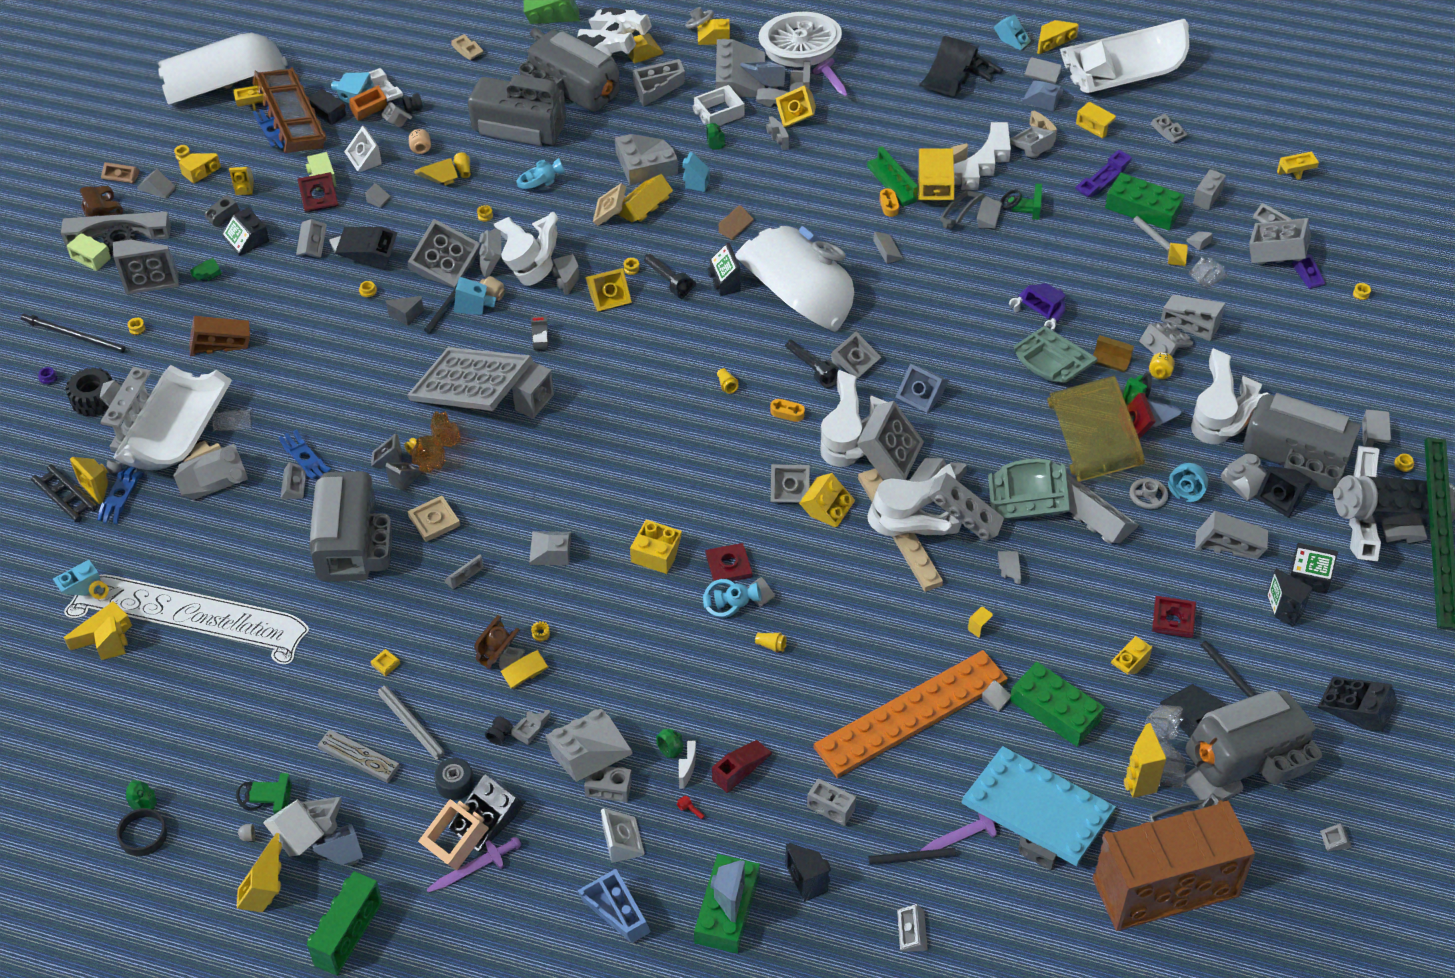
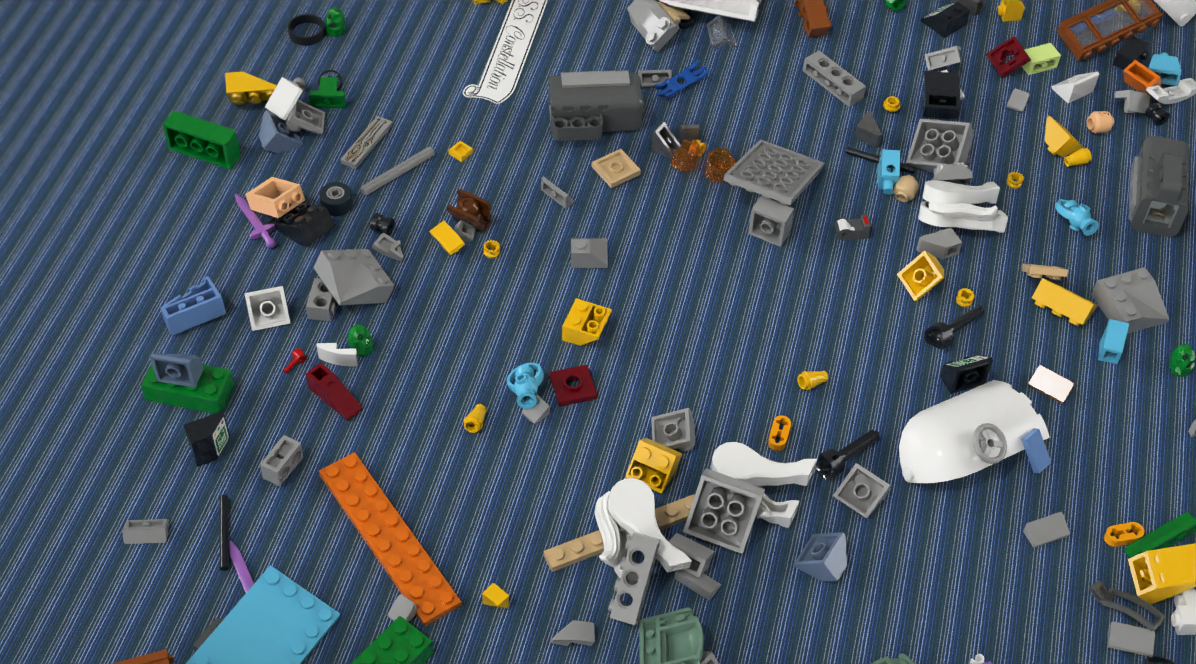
camera: 85 degrees right, 0 degrees up
(323, 329) = (834, 78): none -> light grey brick

